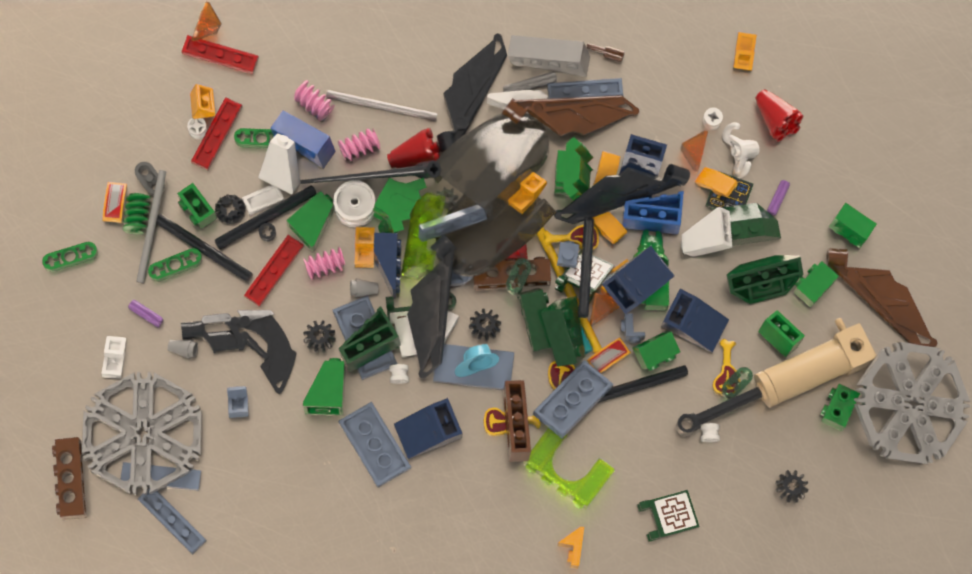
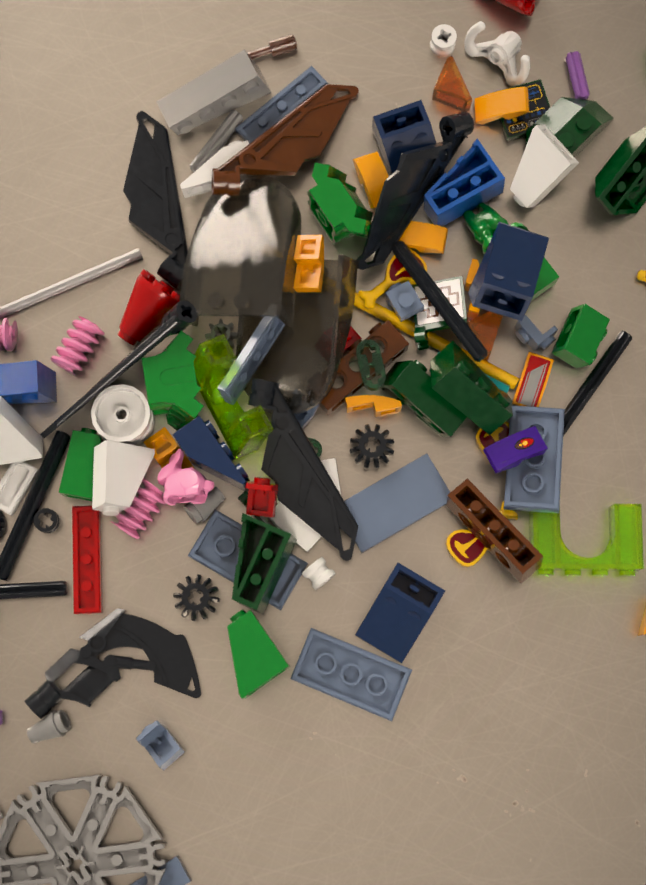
camera: 30 degrees left, 5 degrees up
(327, 234) = (118, 475): none -> white slope
(359, 266) = (183, 484): none -> bright pink animal
(398, 305) = (261, 497): none -> red bracket
(475, 360) = (393, 493): medium azure piece -> none
(508, 305) = (381, 404): none -> light orange slope
(564, 383) = (514, 449): none -> dark purple slope
(695, 321) = (594, 274): dark blue slope -> none

